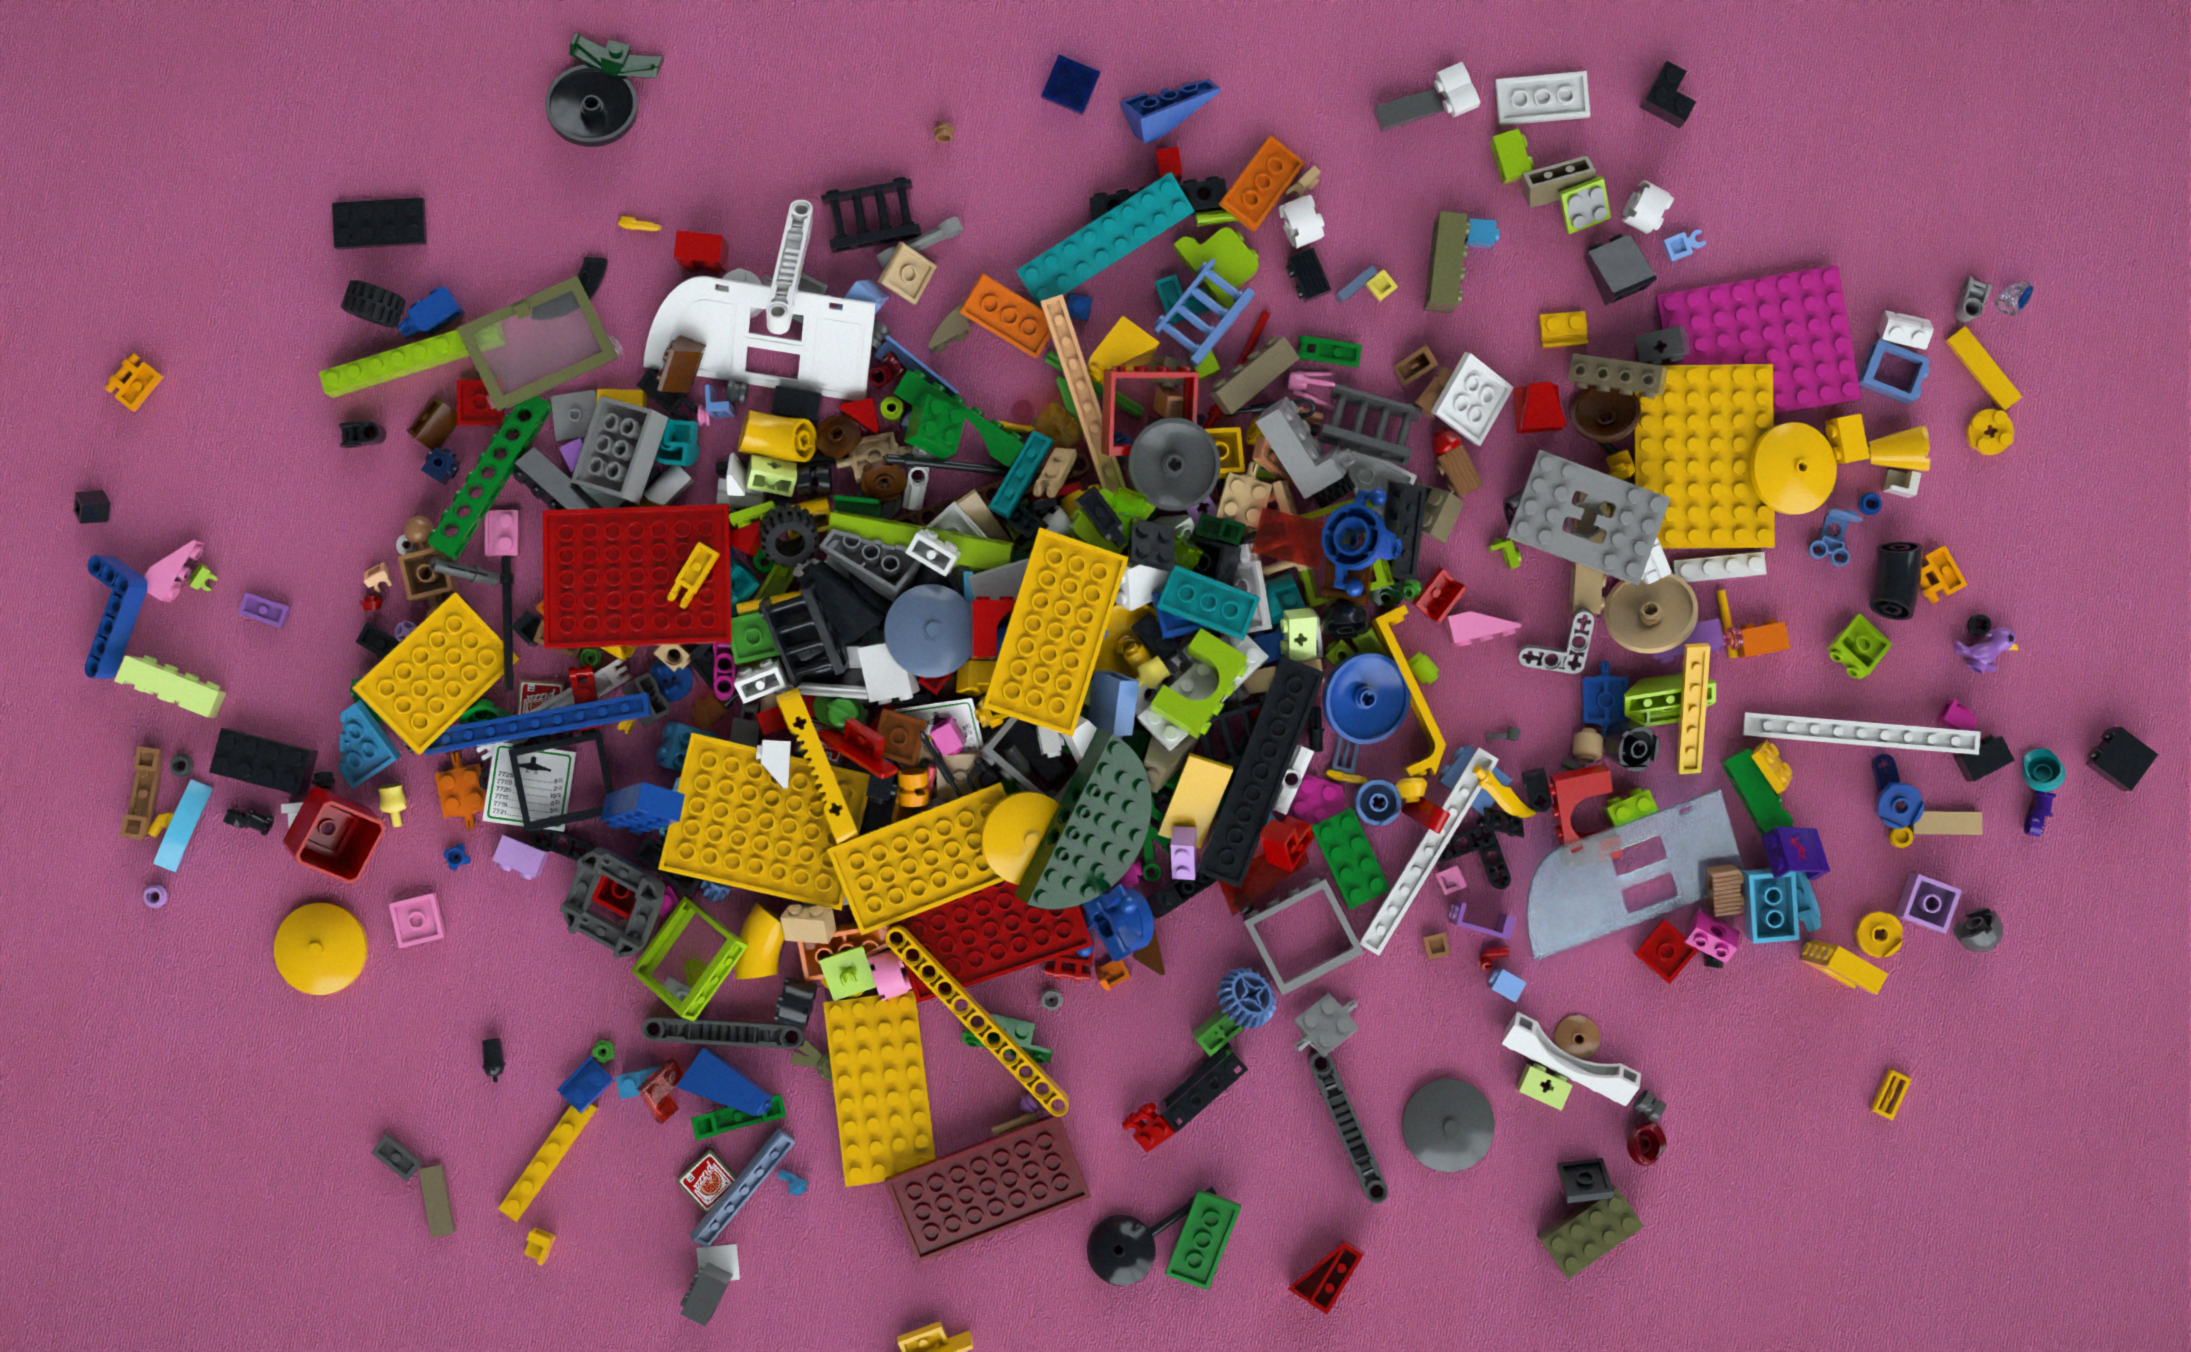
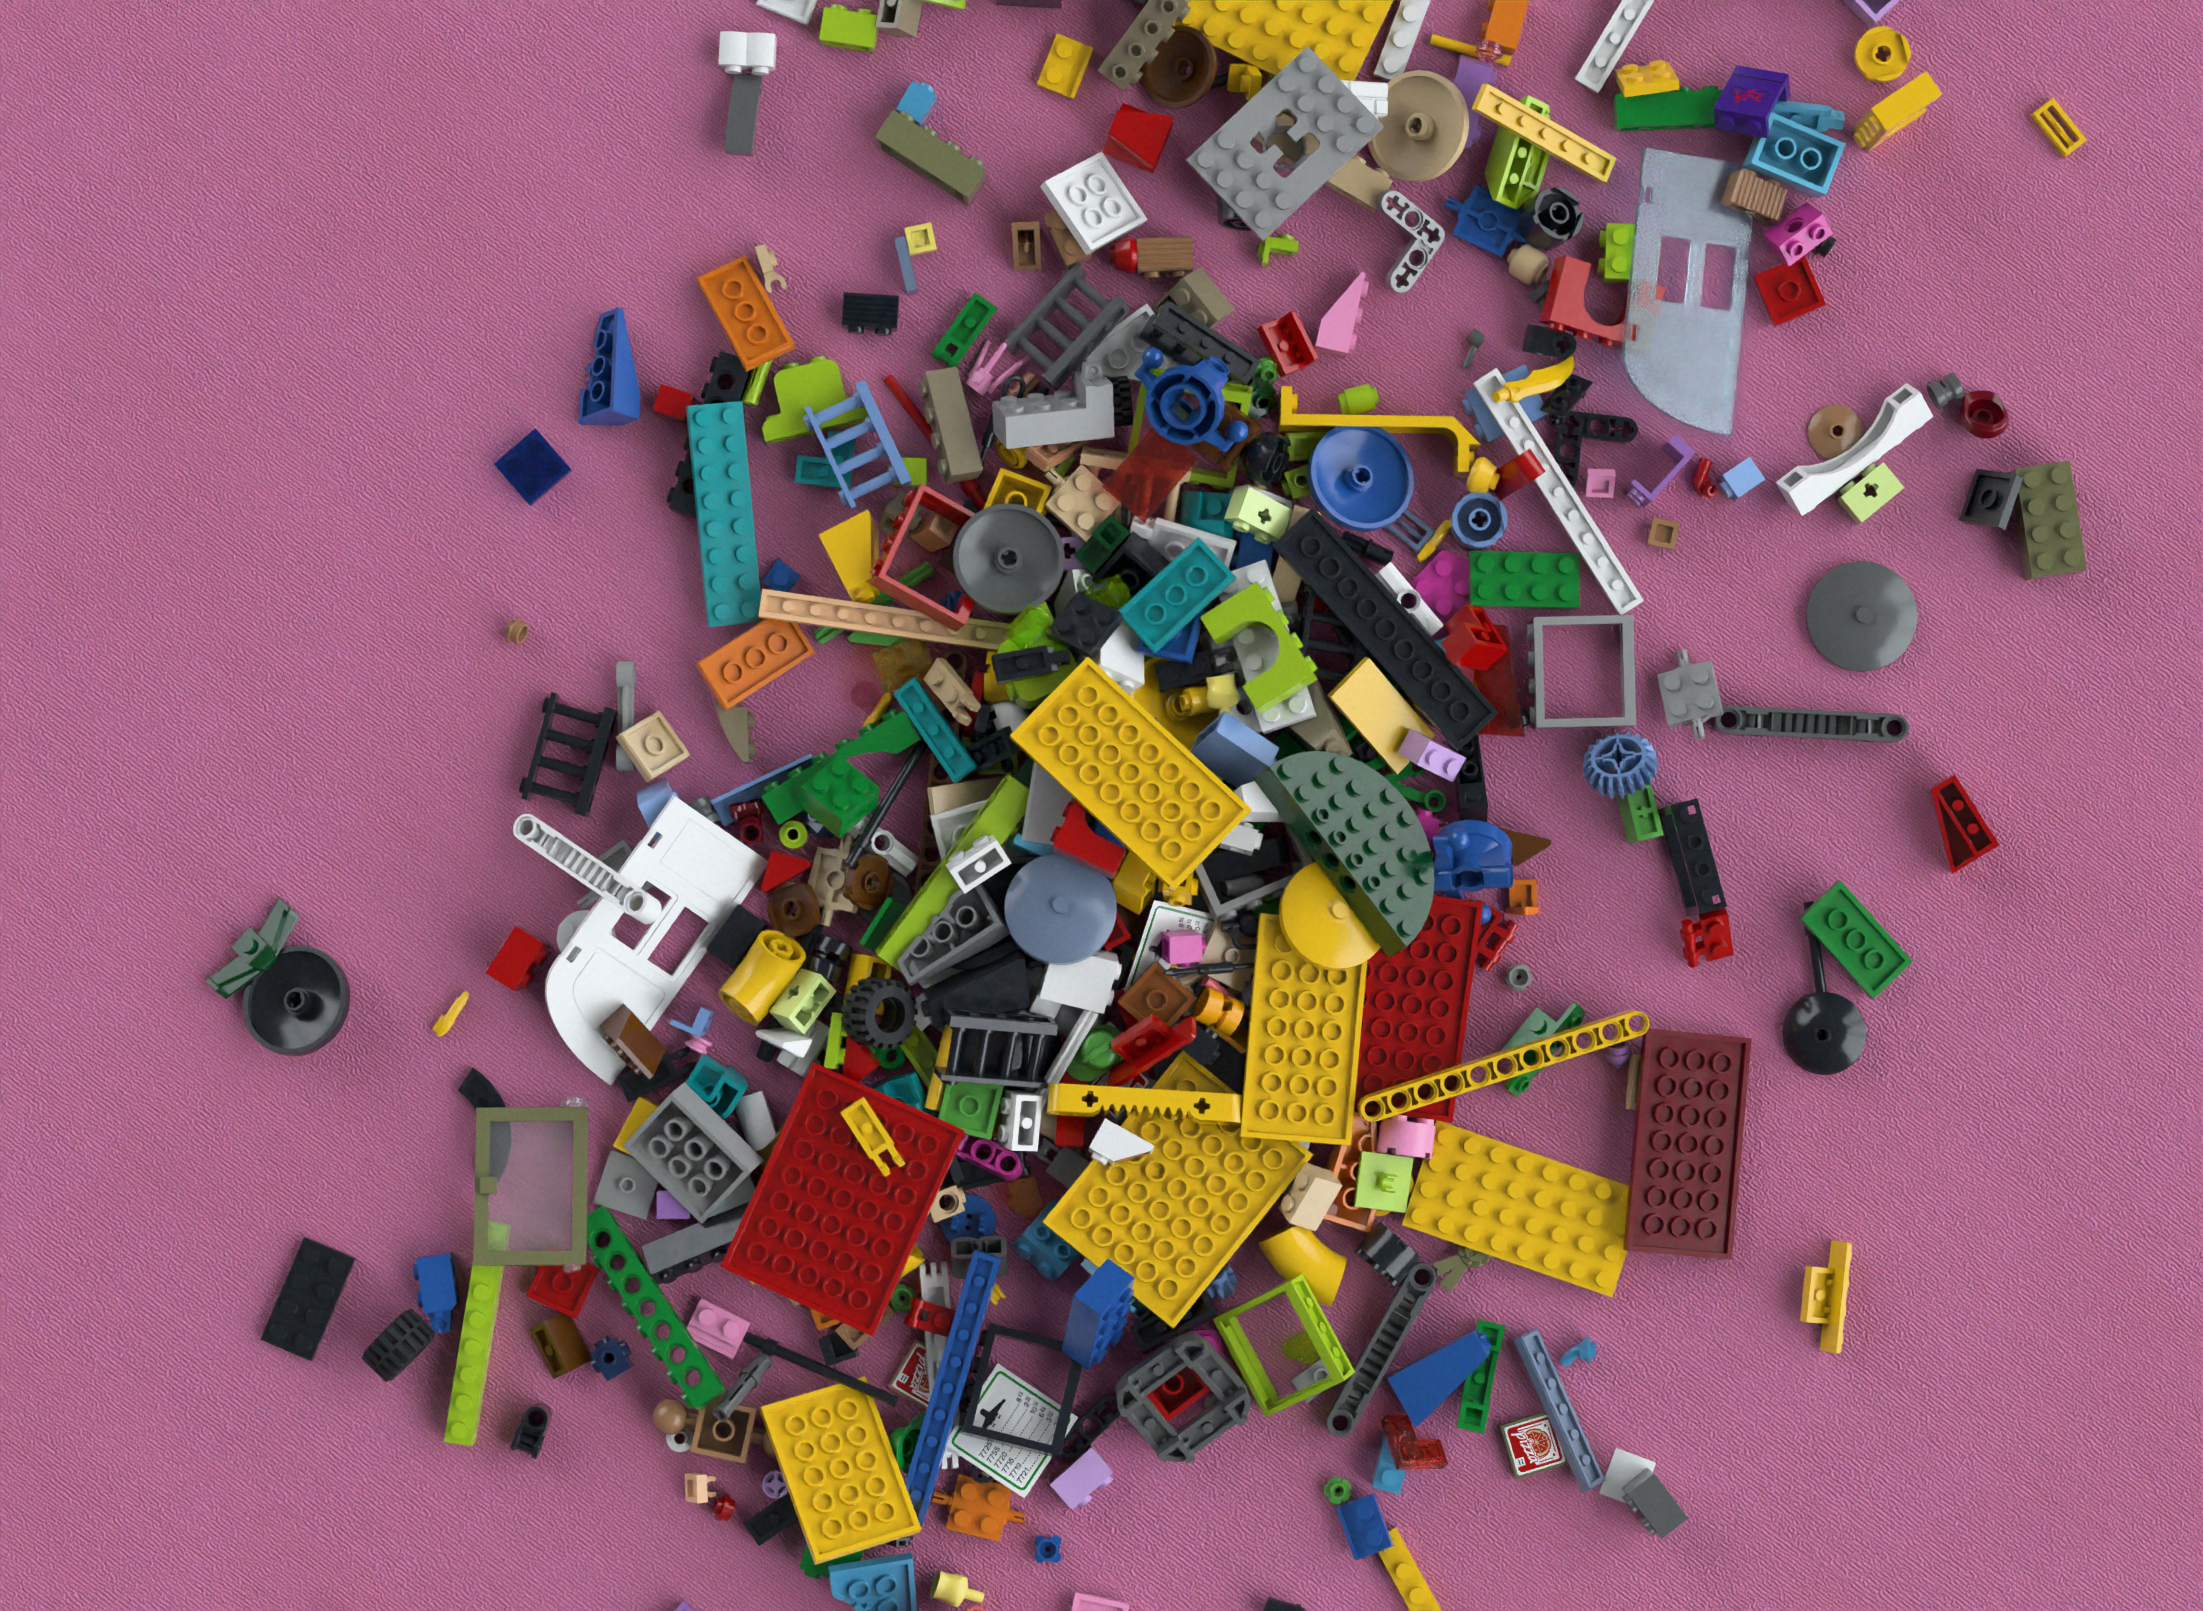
camera: 65 degrees left, 0 degrees up
(737, 392) = (691, 995): dark grey wheel -> none
(1301, 221) = (809, 291): white brick -> none

